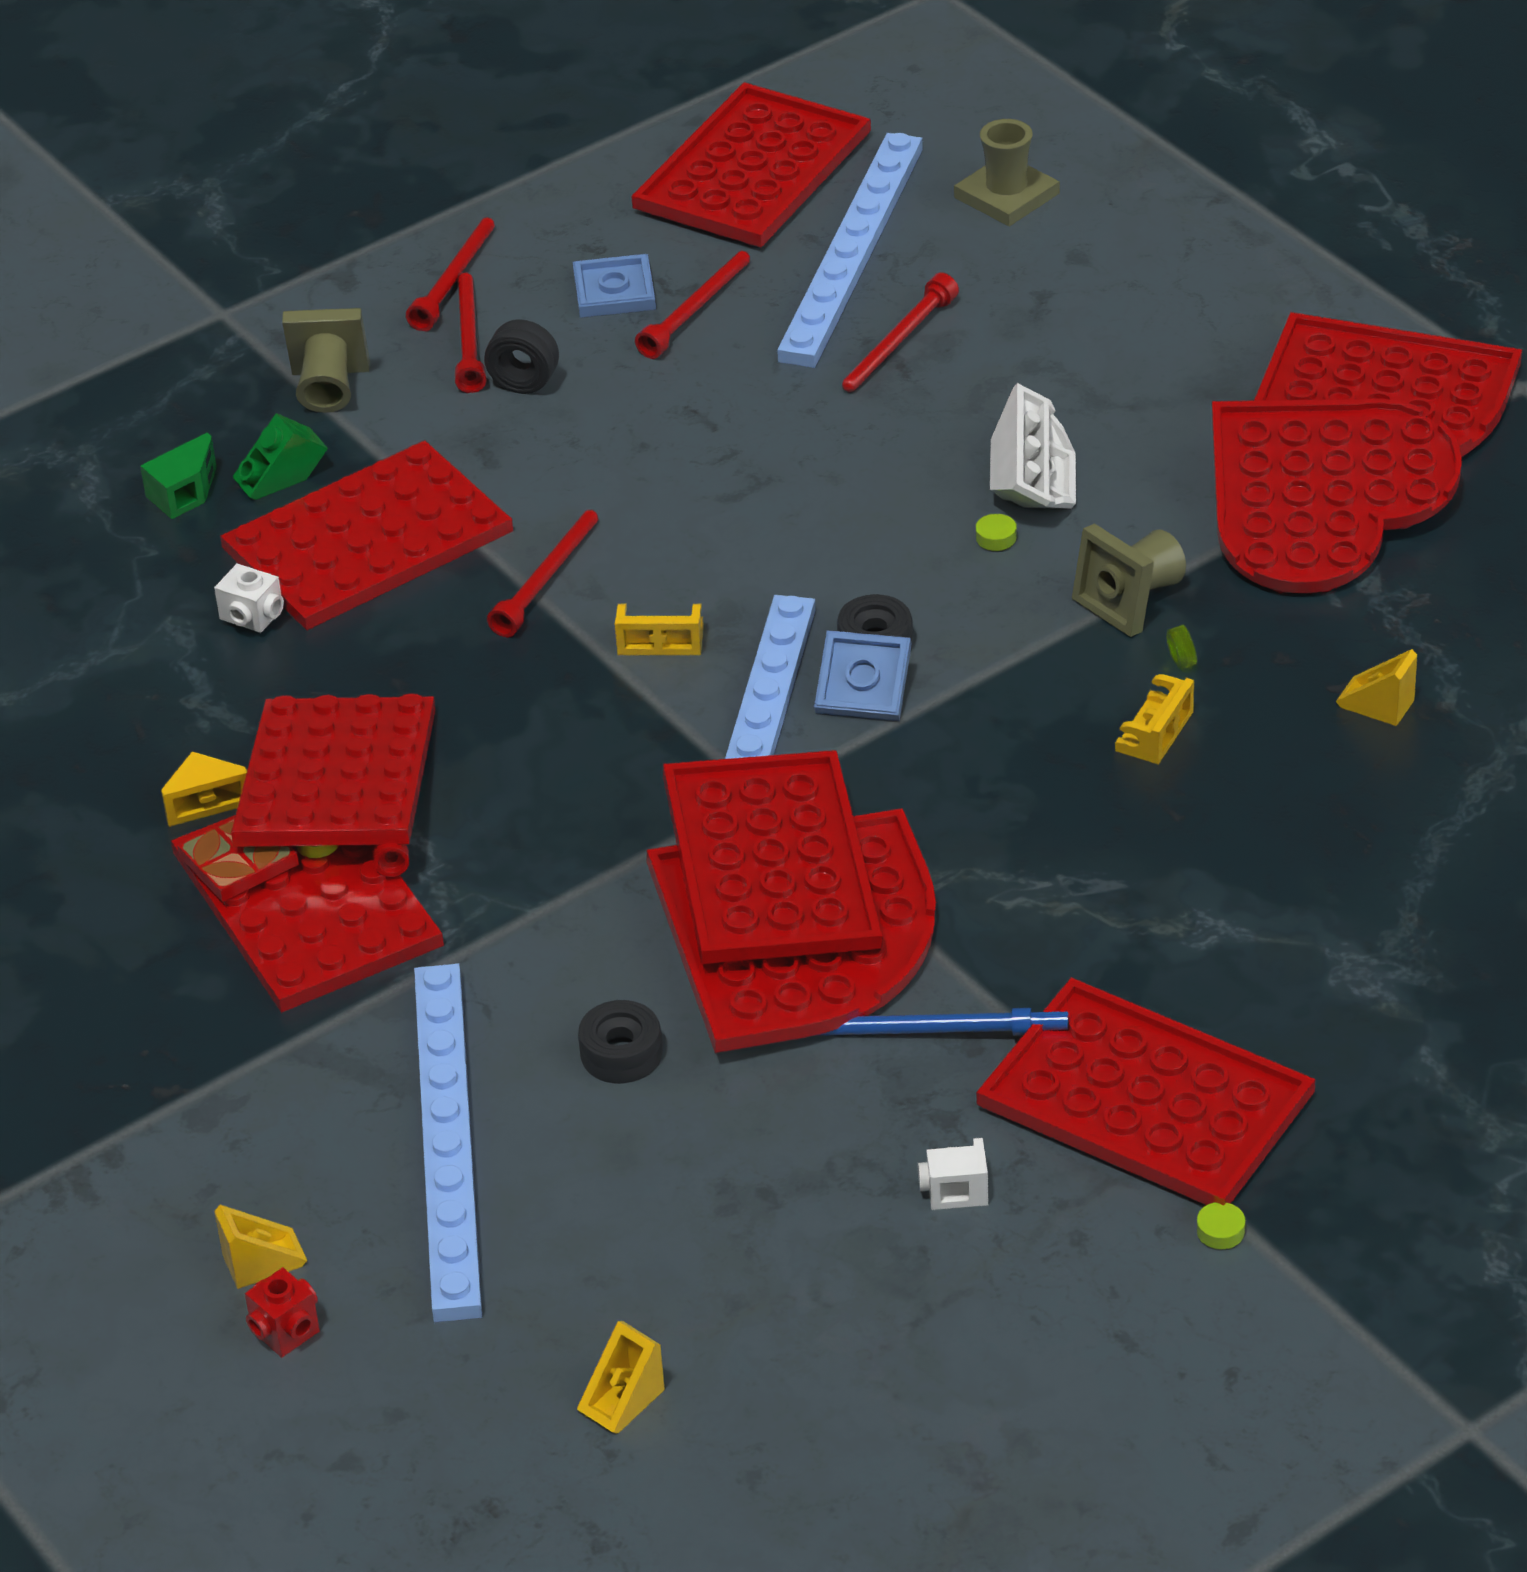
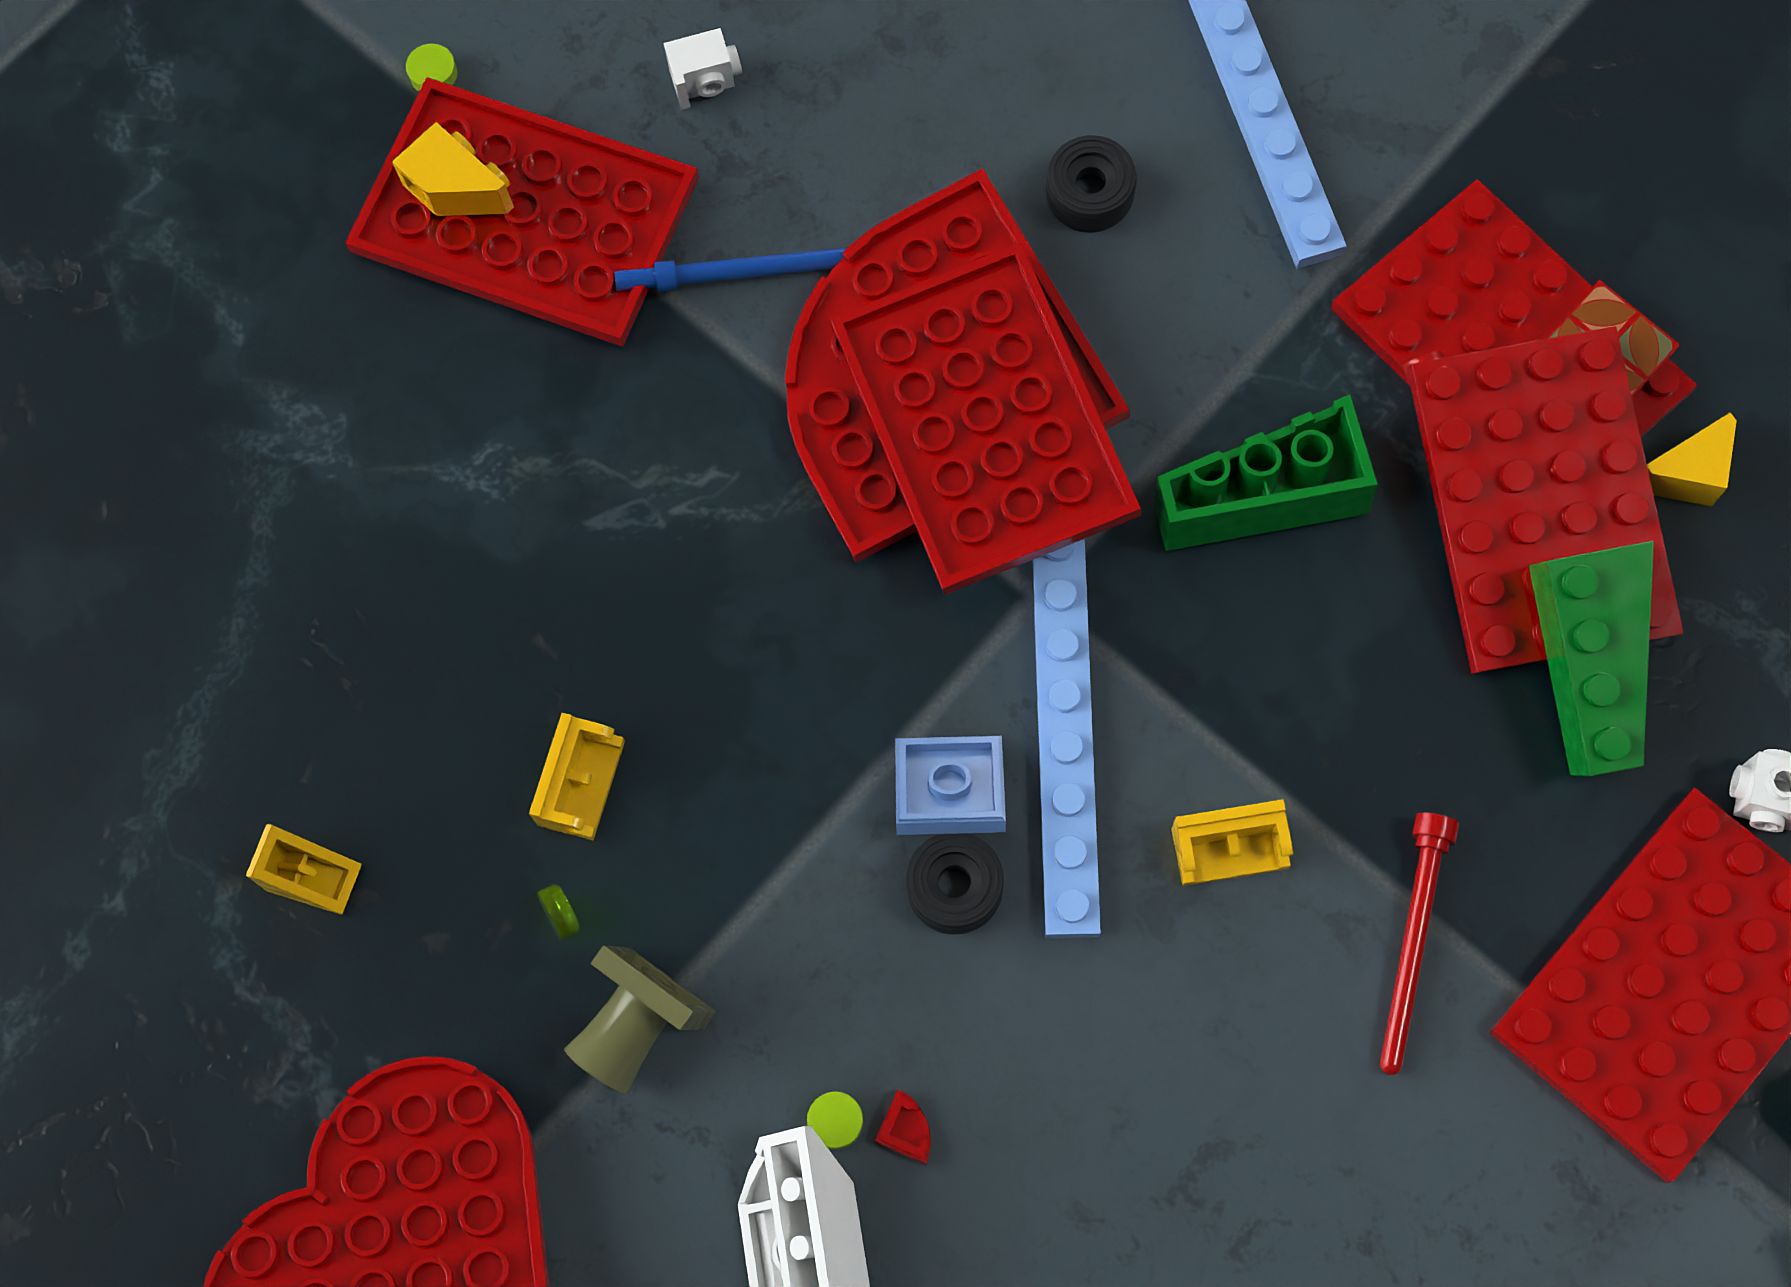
camera: 170 degrees right, 30 degrees up
(339, 670) = (1597, 652): none -> green wedge
(549, 808) = (1271, 482): none -> green wedge
(947, 524) = (906, 1129): none -> red tile
(1205, 1088) = (449, 177): none -> yellow slope

